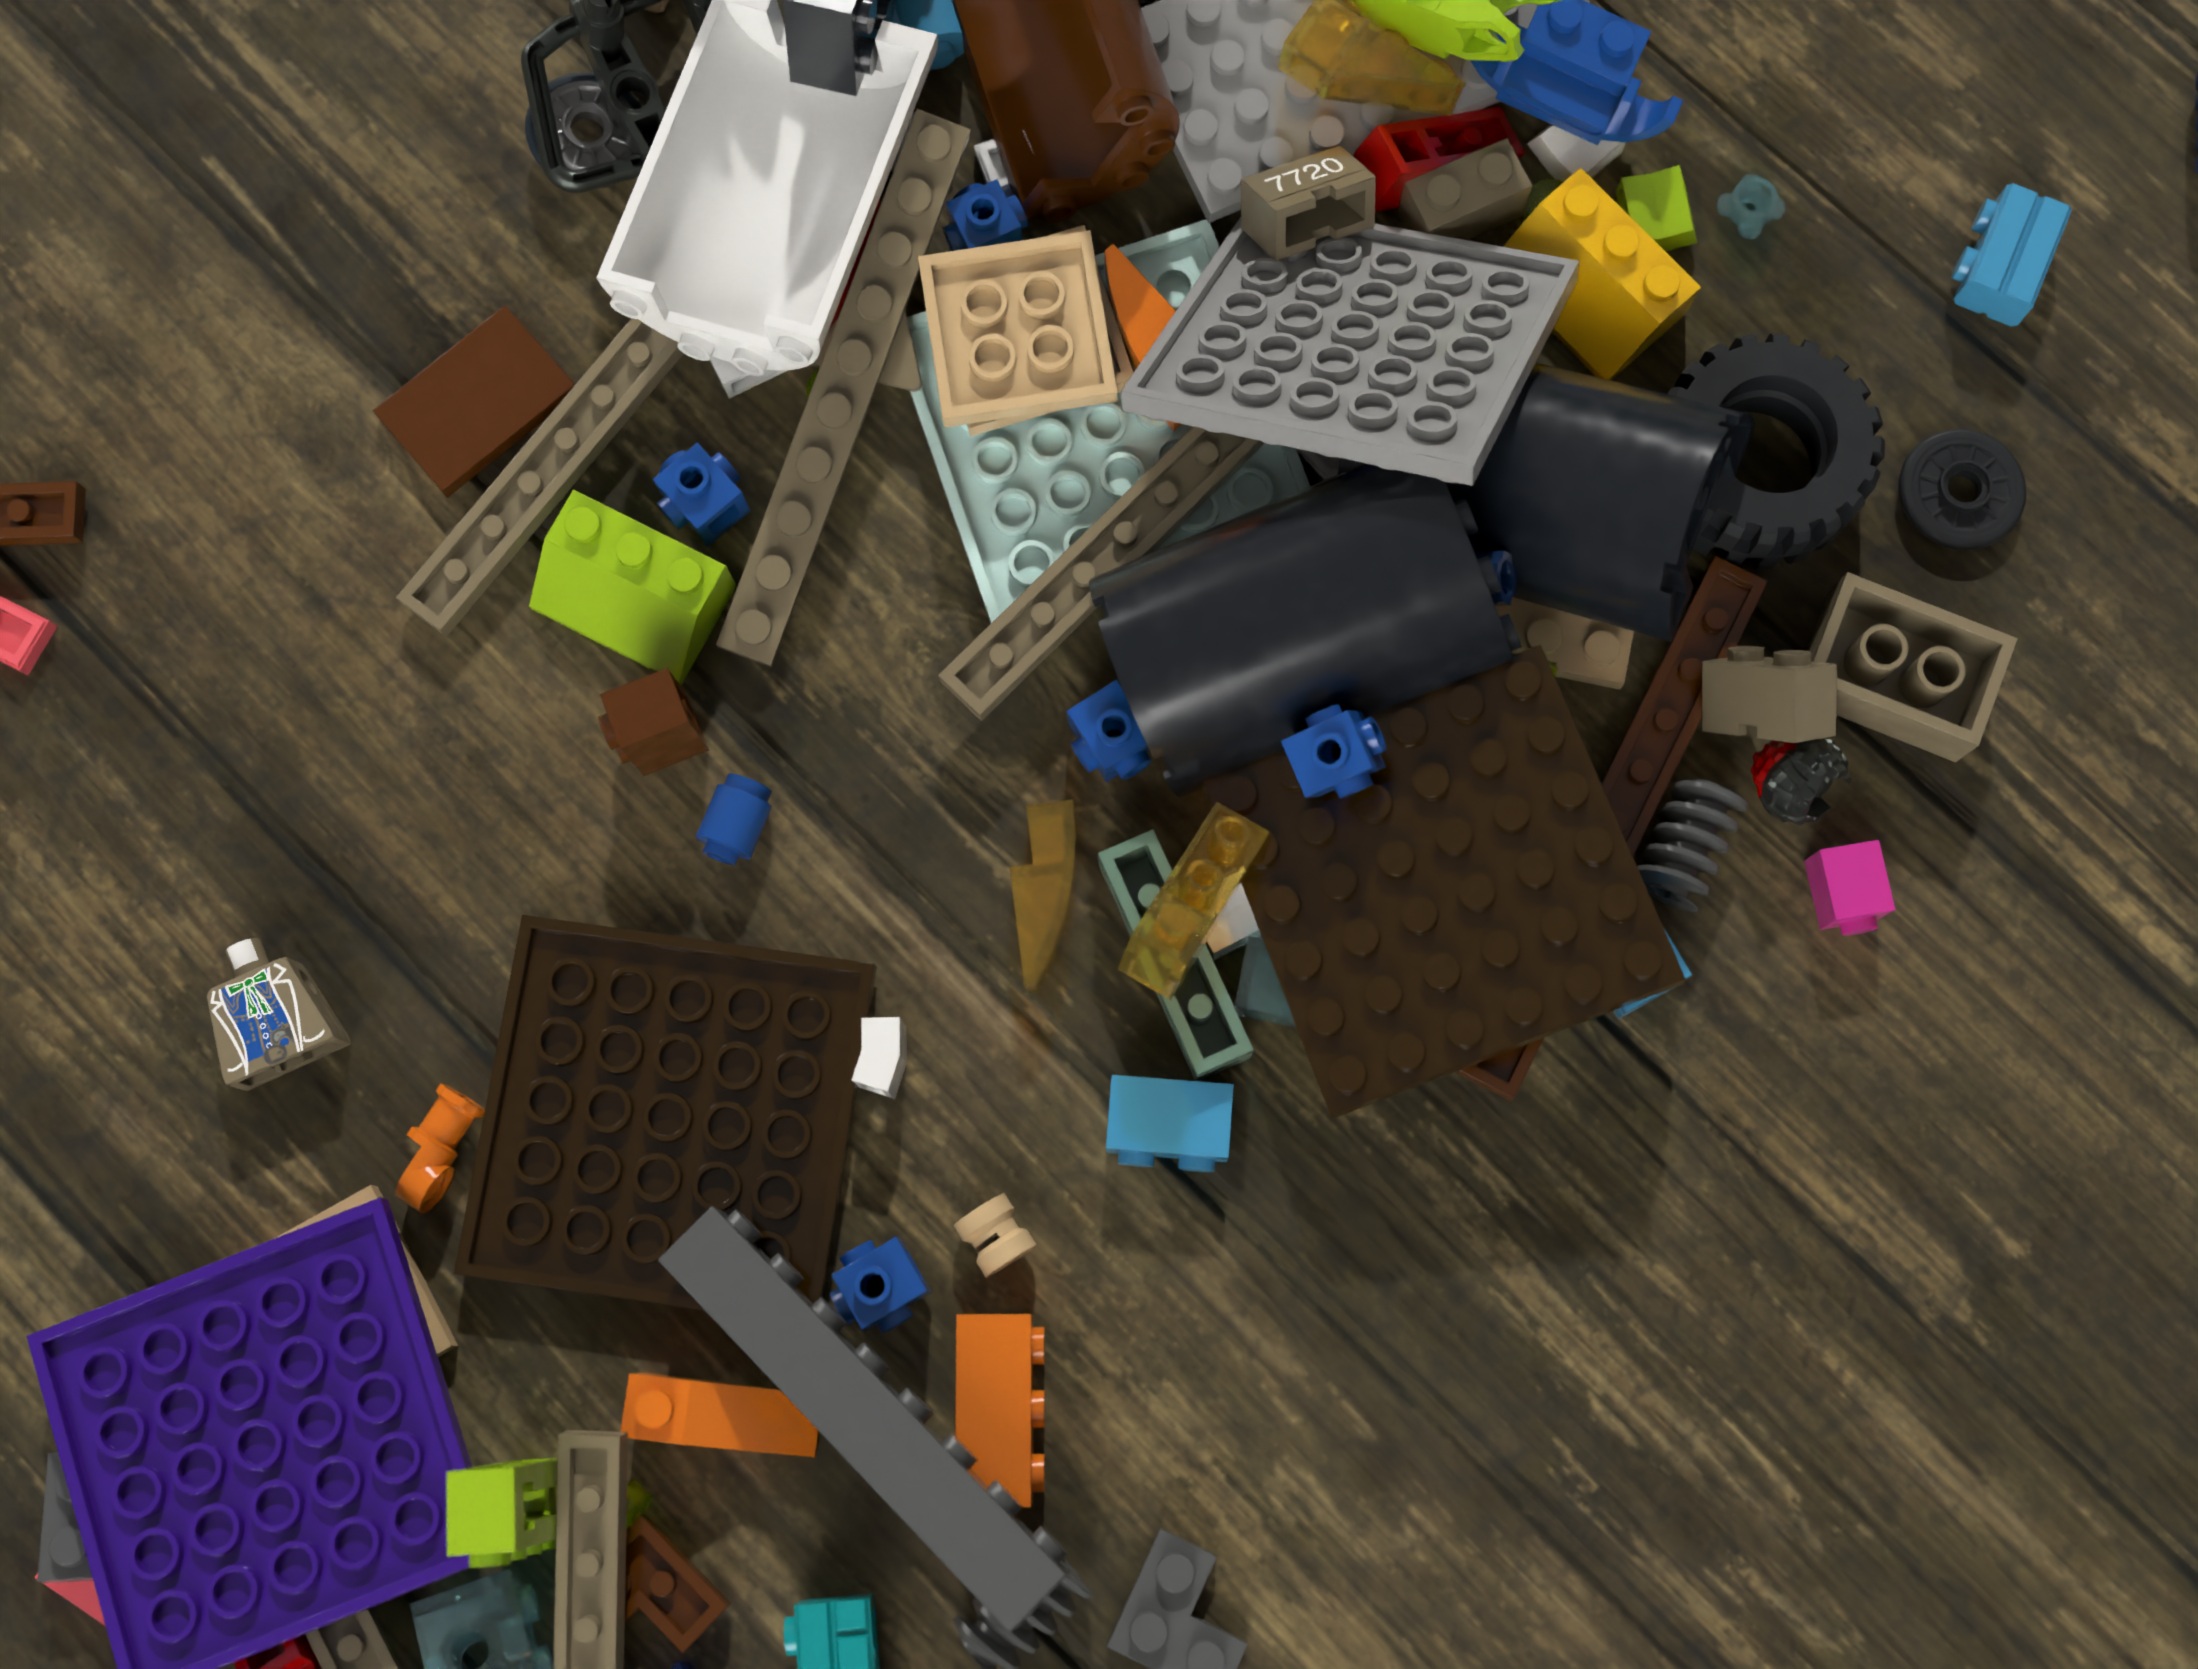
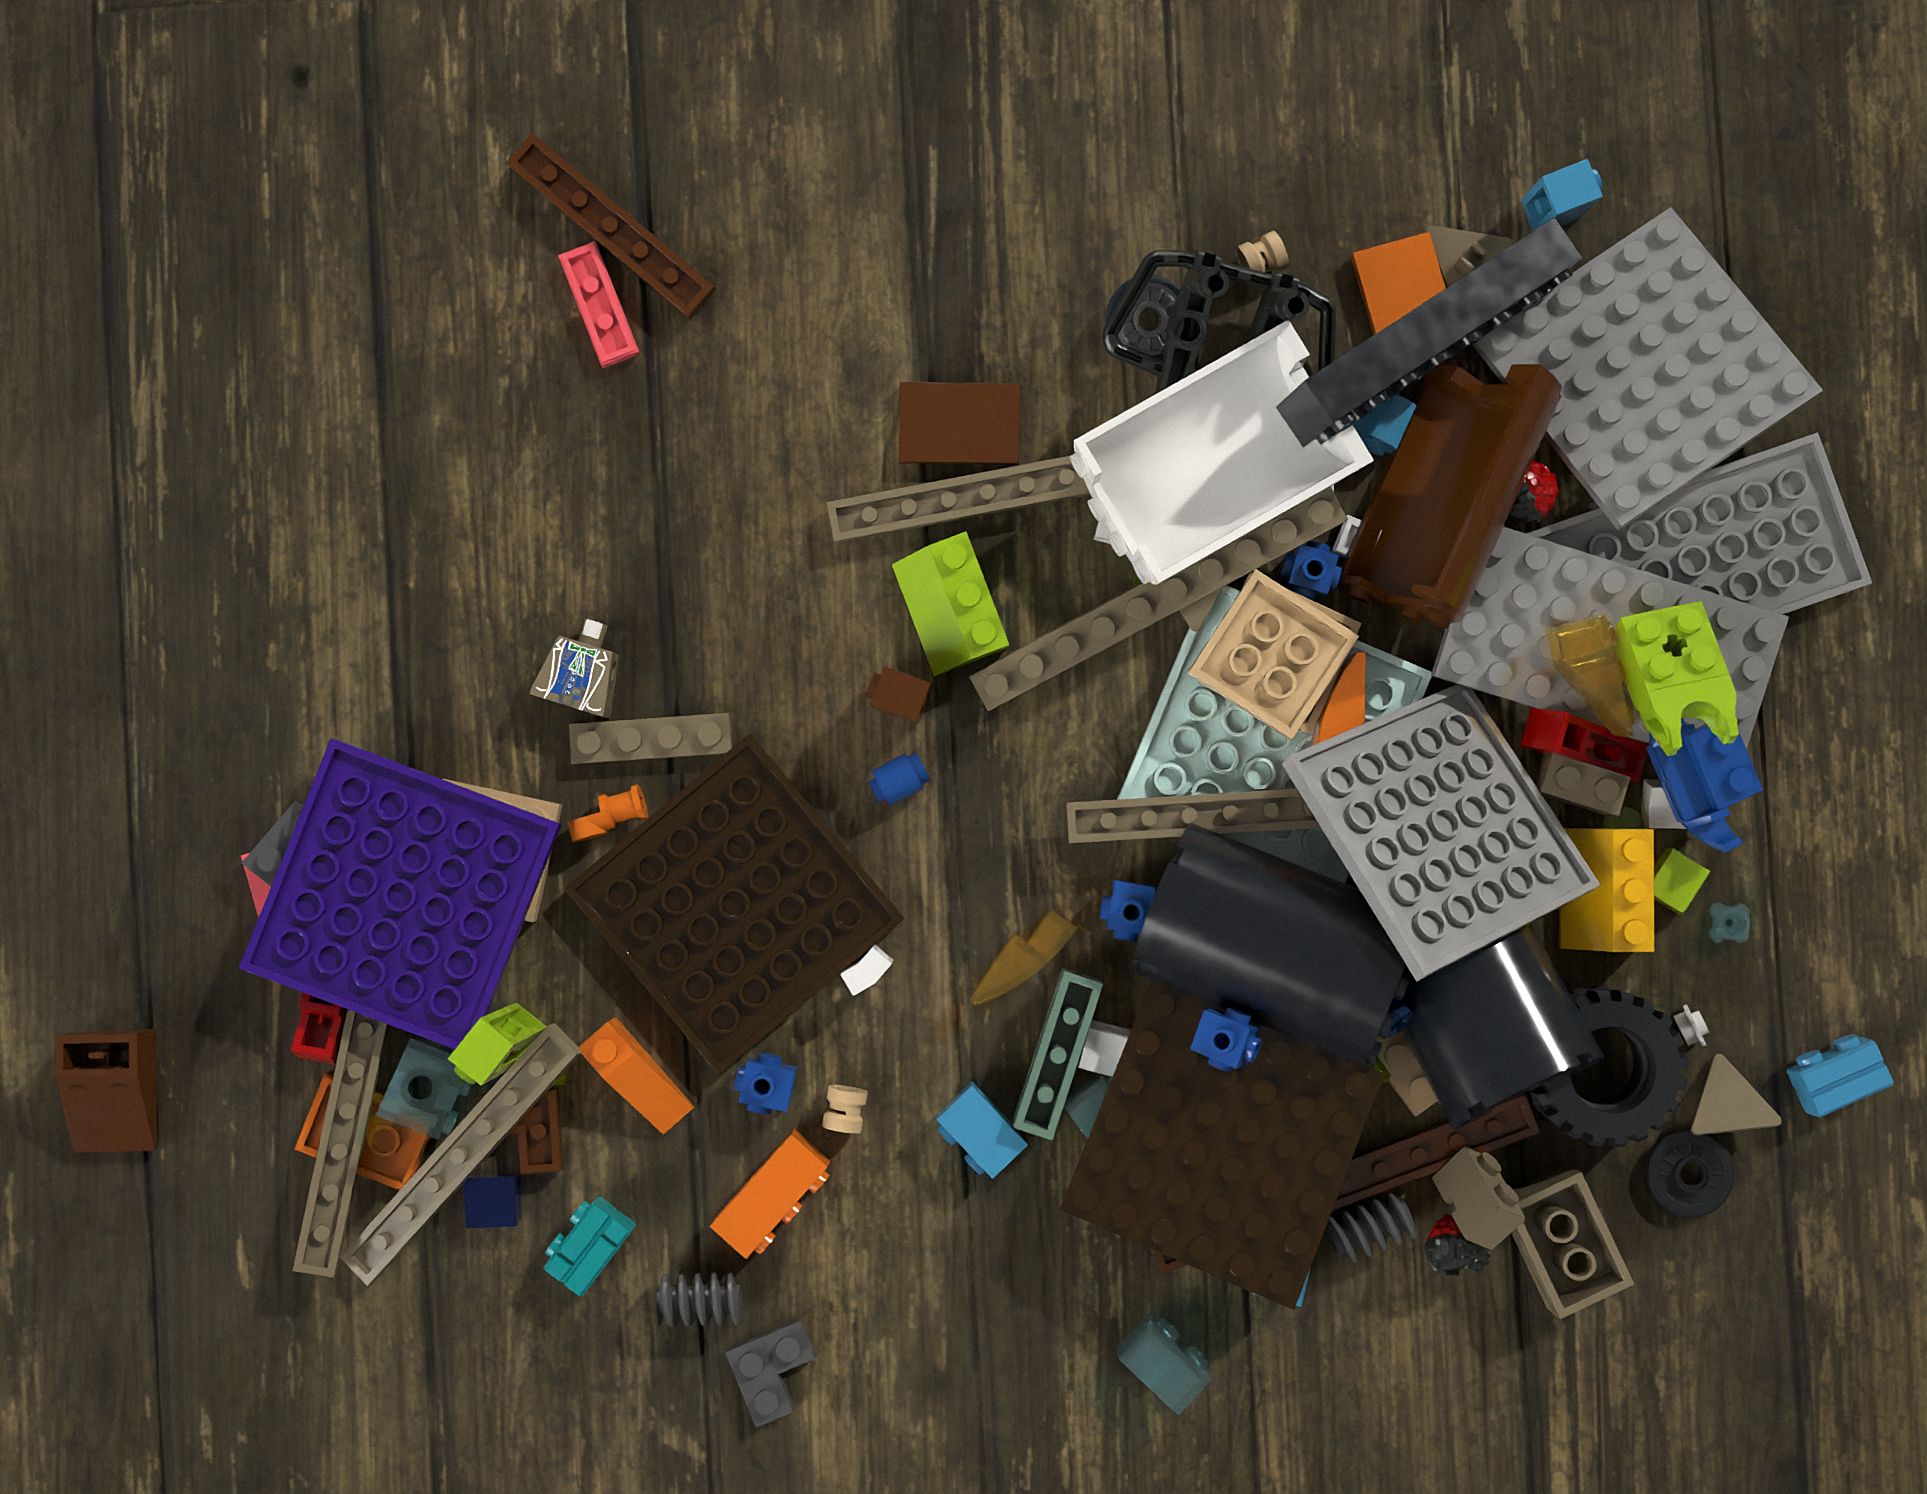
camera: 35 degrees right, 10 degrees up
(415, 1023) = (650, 738): none -> dark tan plate
(700, 493) = (1031, 601): blue brick -> none
(865, 1418) = (703, 1148): dark grey brick -> none
(1192, 901) = (1089, 1043): clear yellow slope -> none
(1306, 201) = (1491, 716): dark tan brick -> none
(1610, 1195) = (1164, 1363): none -> clear light blue brick
(1819, 331) = (1692, 1026): none -> white plate
(1850, 887) = (1429, 1323): dark pink brick -> none
(1931, 377) = (1730, 1103): none -> dark tan piece

